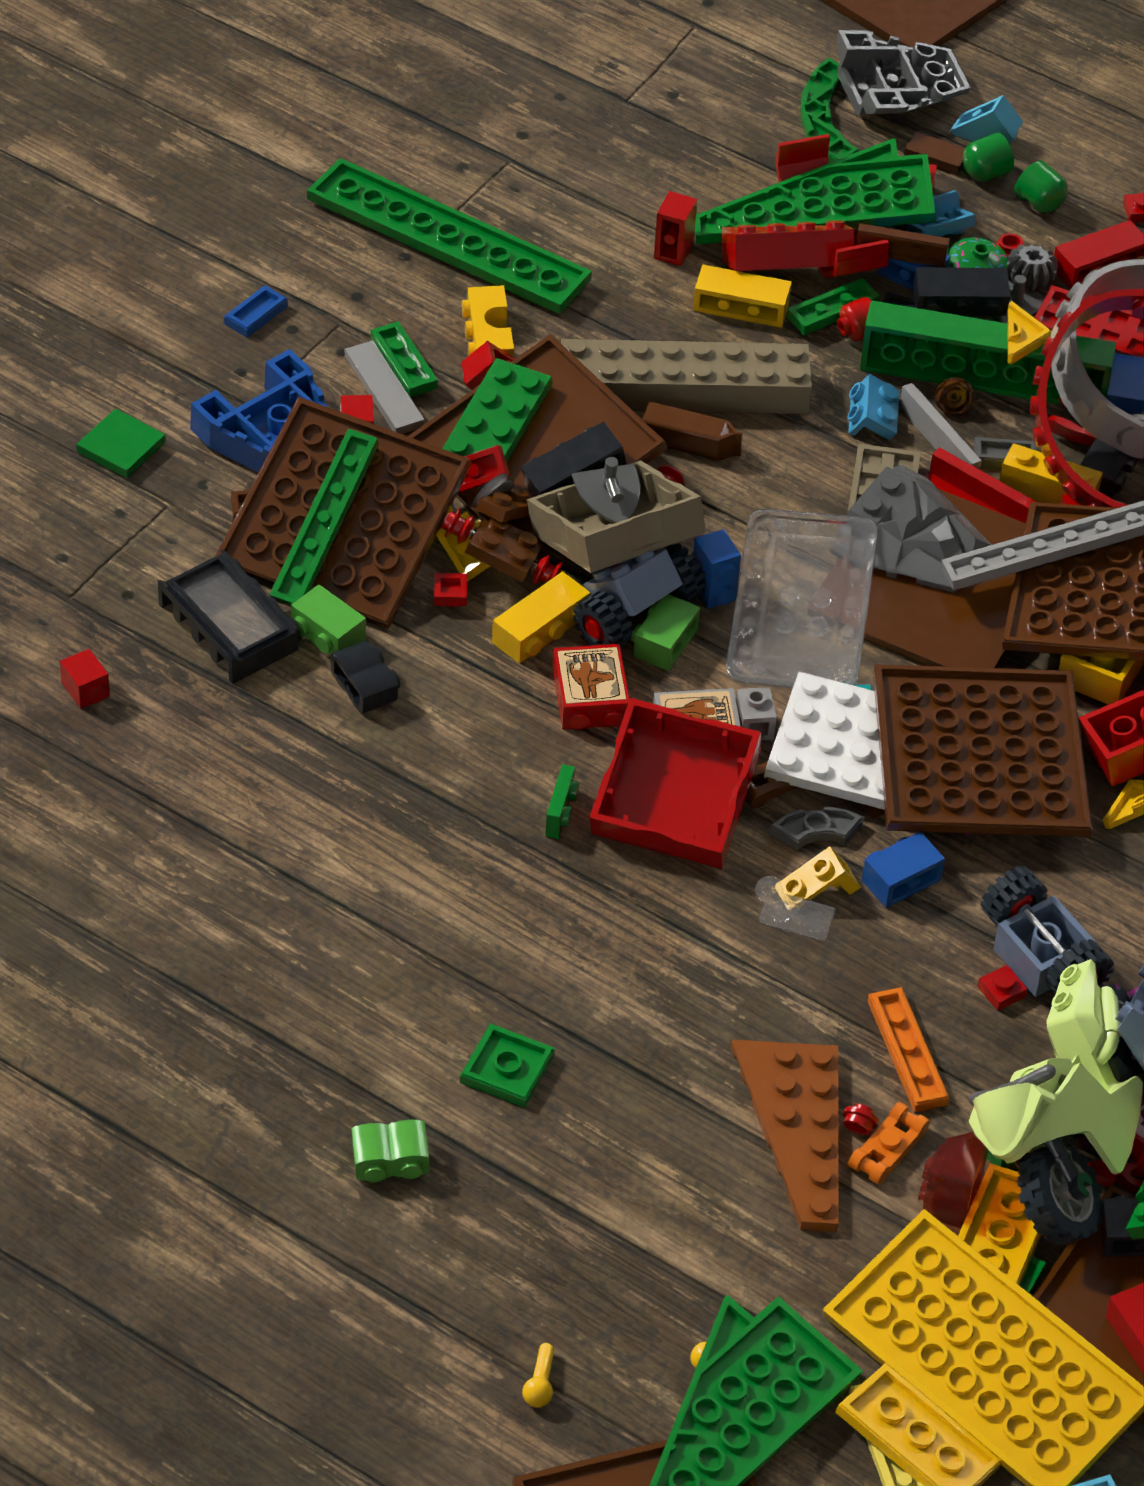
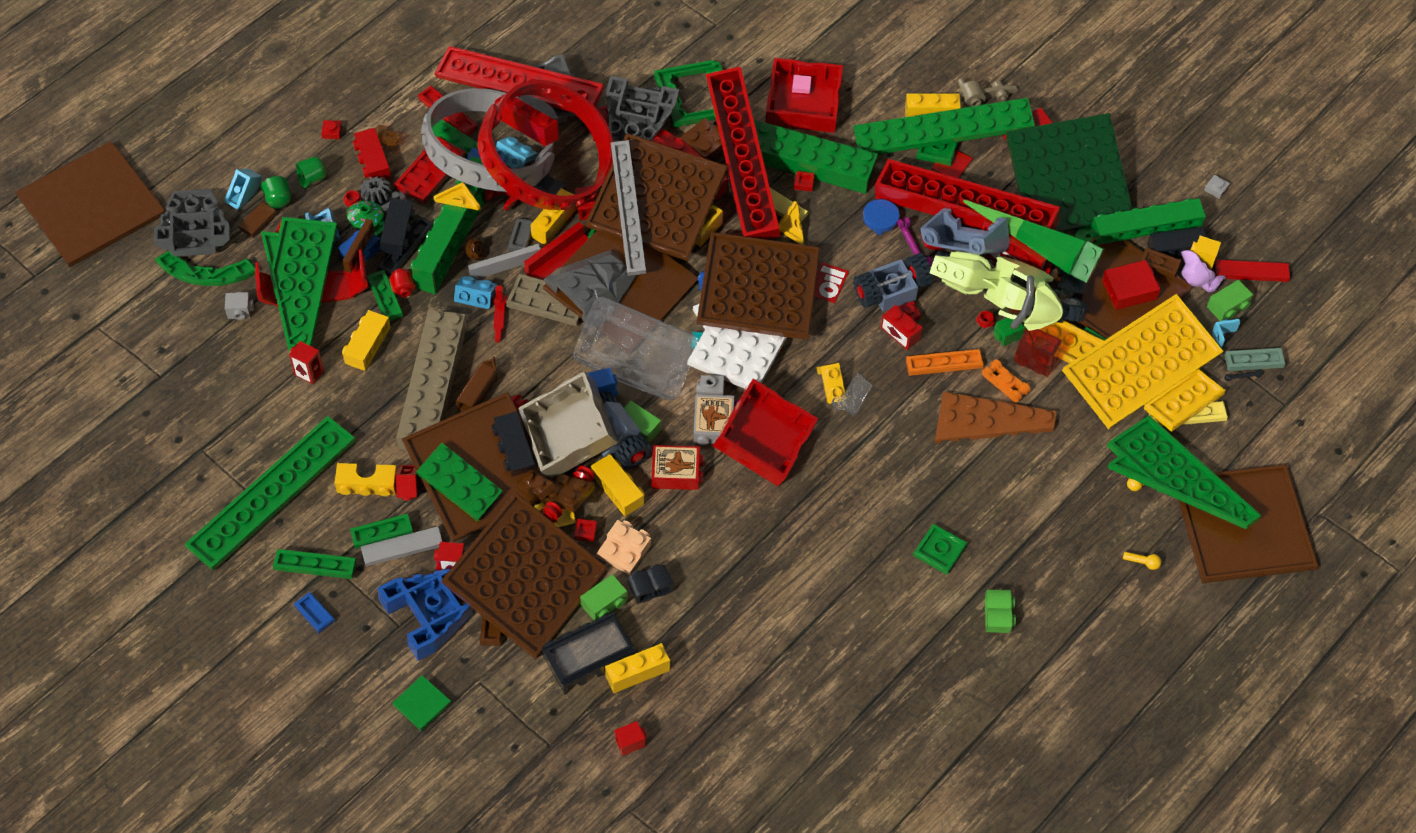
camera: 80 degrees left, 10 degrees up
(207, 673) = (637, 668): none -> yellow brick
(324, 517) = (536, 583): green plate -> none
(334, 296) = (314, 564): none -> green plate
(430, 642) = (624, 547): none -> light nougat plate
(484, 467) = (501, 494): red plate -> none
(497, 484) = (523, 488): light grey piece -> none
(559, 810) = (760, 495): green plate -> none
(610, 490) = (544, 426): dark grey shield -> none
(763, 150) = (238, 305): none -> light grey brick
(784, 246) = (338, 308): red wedge -> none
(816, 825) = (787, 376): dark grey tile -> none
(837, 446) = (499, 313): none -> red piece
(860, 1119) = (992, 389): red plate -> none
(902, 869) = (828, 340): blue brick -> none
(958, 970) = (901, 327): none -> red brick
(1052, 868) = (829, 282): none -> sticker

